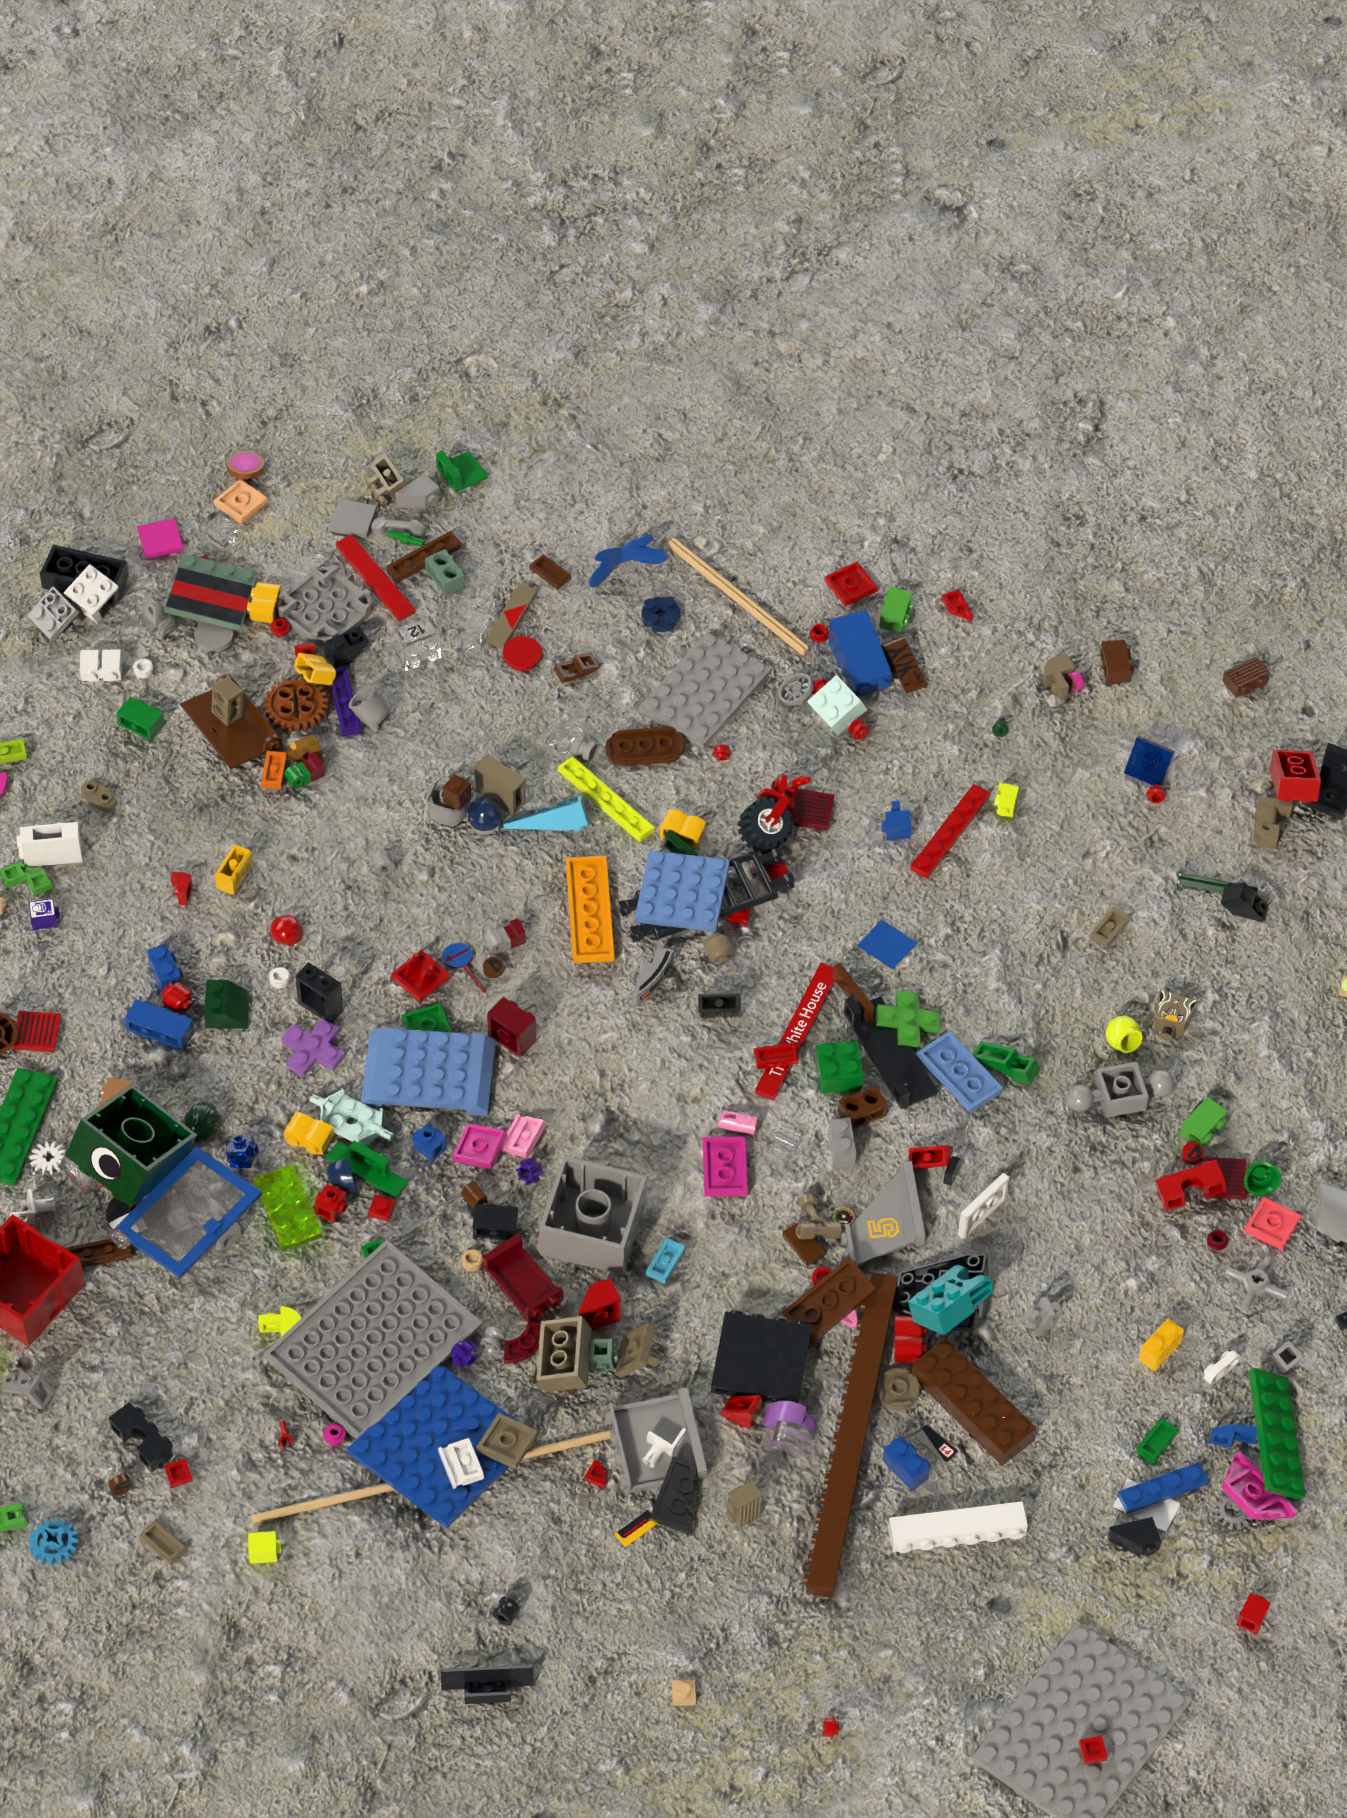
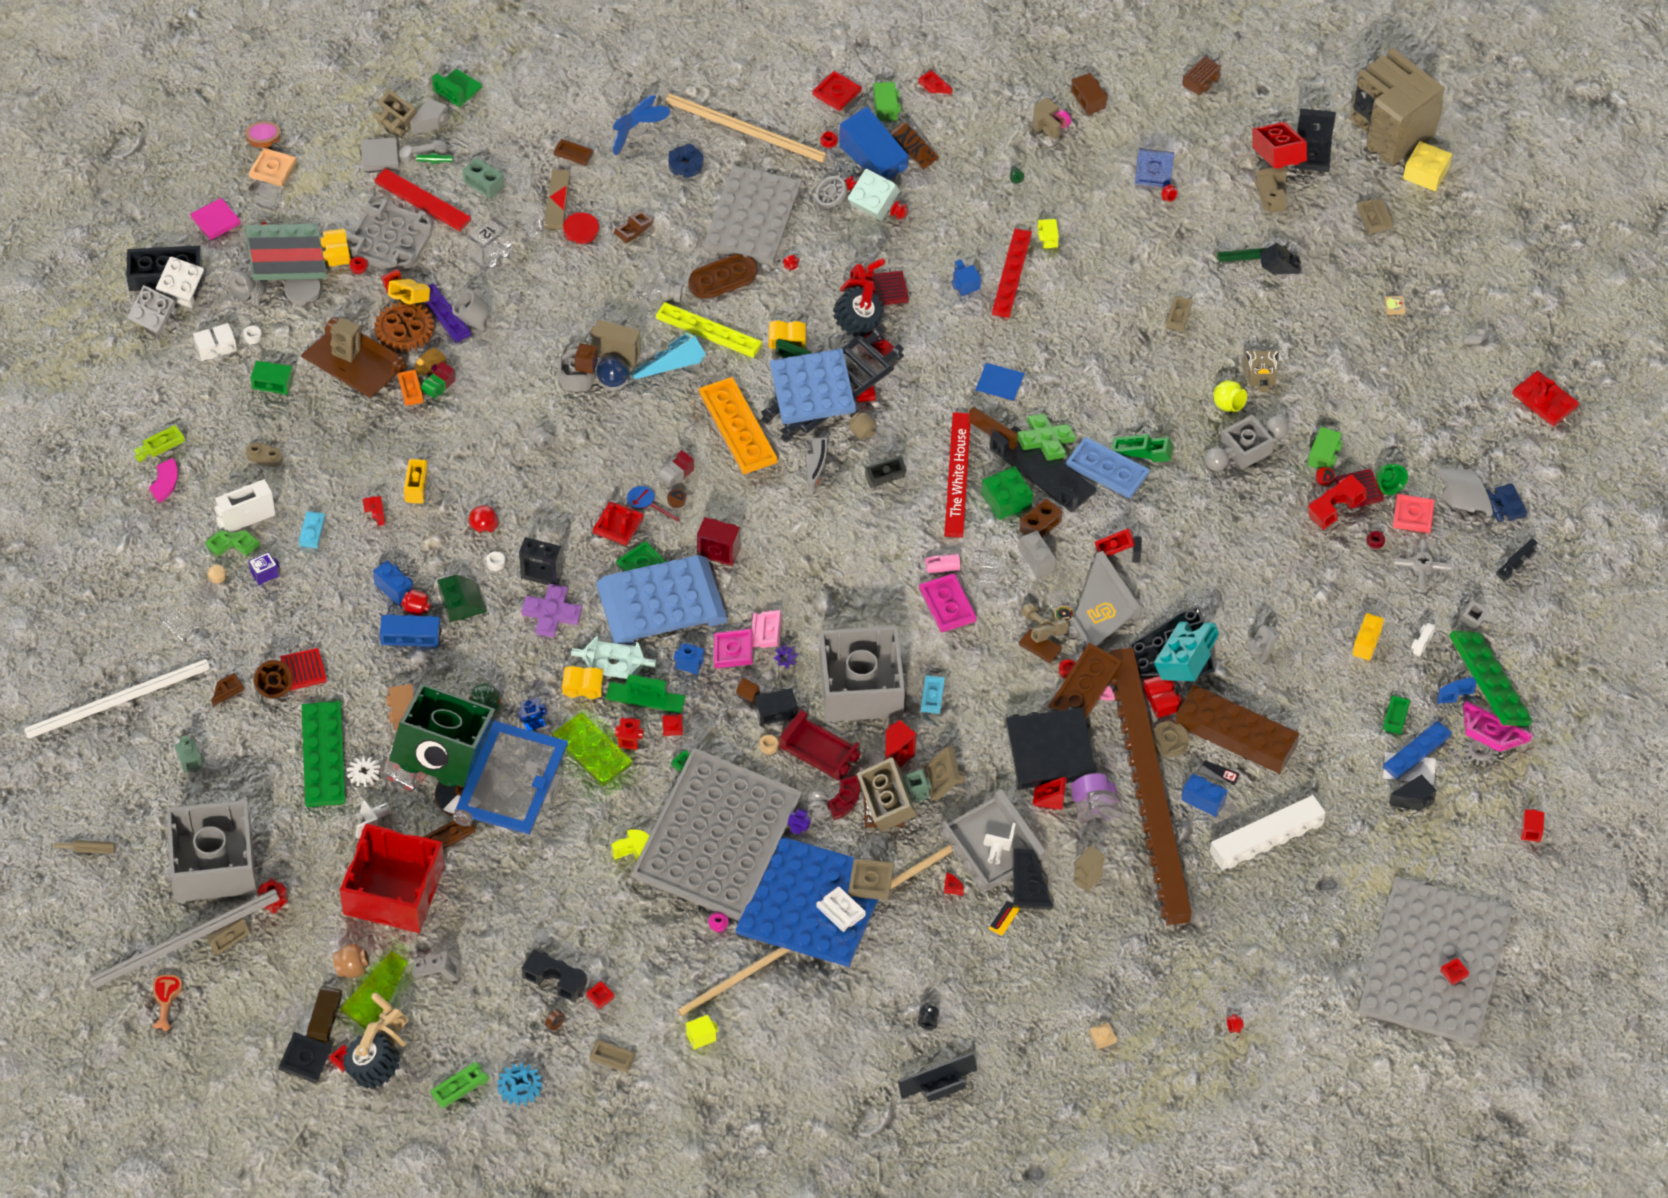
camera: 20 degrees left, 0 degrees up
(110, 888) = (312, 529): none -> medium azure plate
(284, 1436) = (676, 936): red hand -> none
(340, 1175) = (629, 706): dark blue helmet -> none
(345, 647) = (426, 265): black slope -> none
(415, 560) = (453, 173): reddish brown plate -> none
(775, 1056) = (950, 499): red tile -> none
(983, 1206) = (1177, 569): white tile -> none

